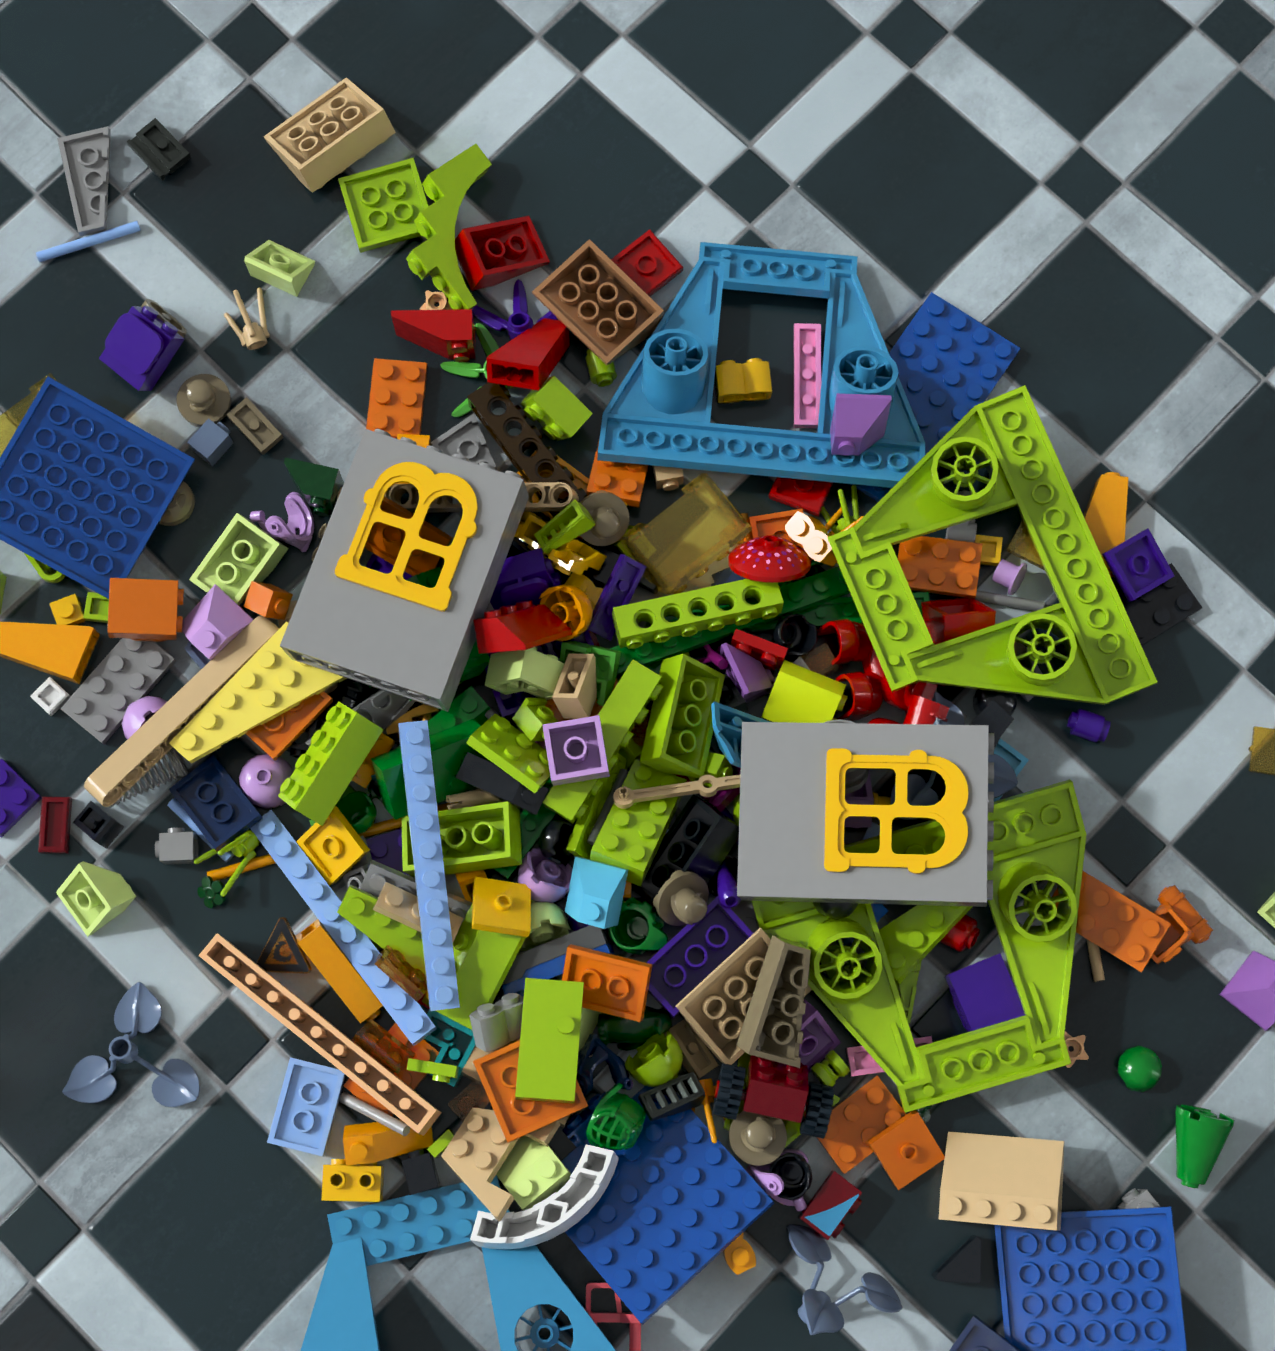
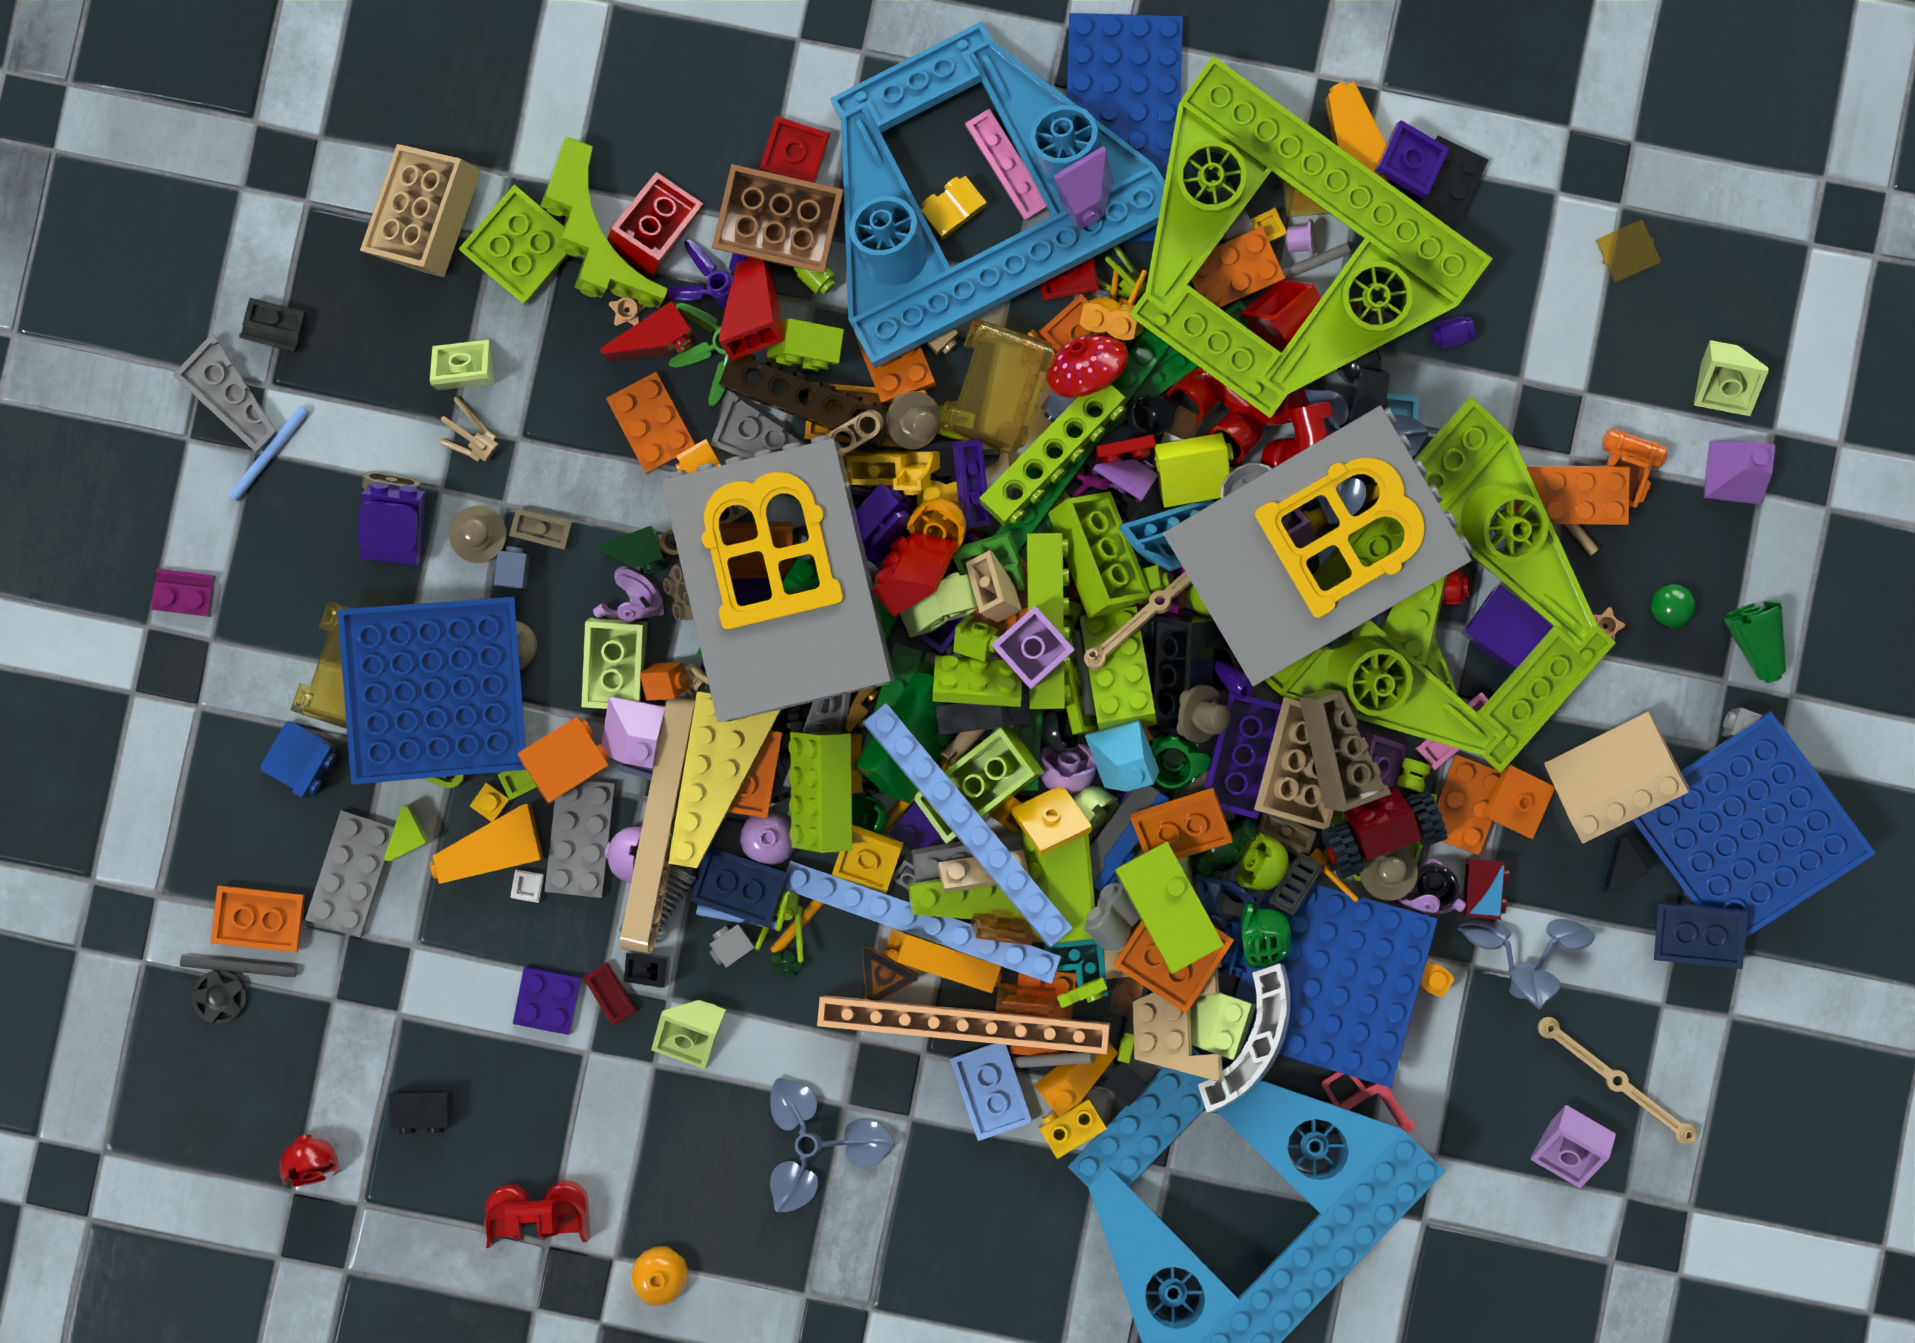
camera: 30 degrees left, 10 degrees up
(572, 521) = (896, 456): lime slope -> none

